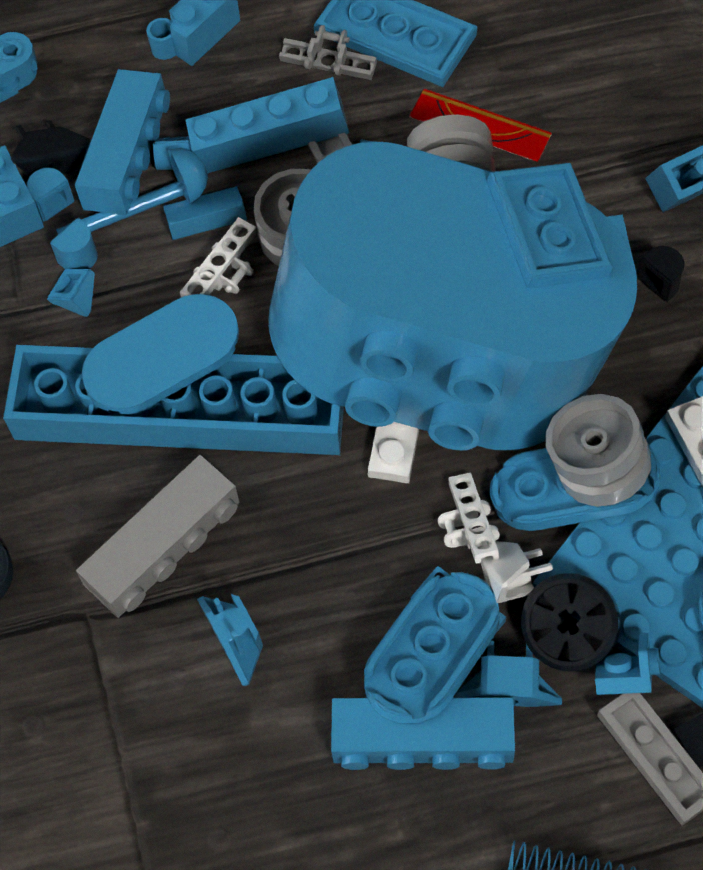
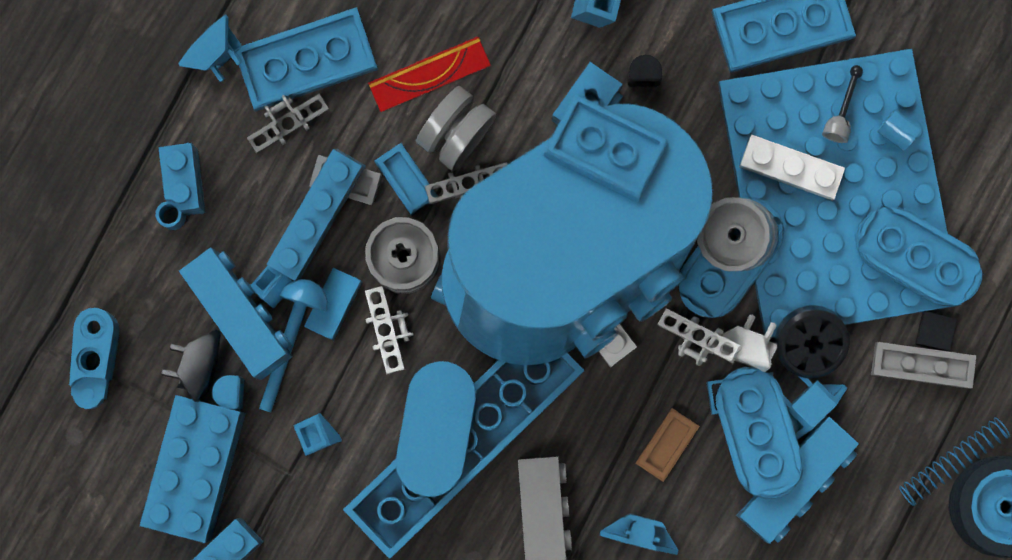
camera: 50 degrees left, 20 degrees up
(75, 246) = (289, 409): dark azure brick -> none
(342, 585) = (667, 444): none -> medium nougat tile
(627, 674) = (868, 338): dark azure bracket -> none

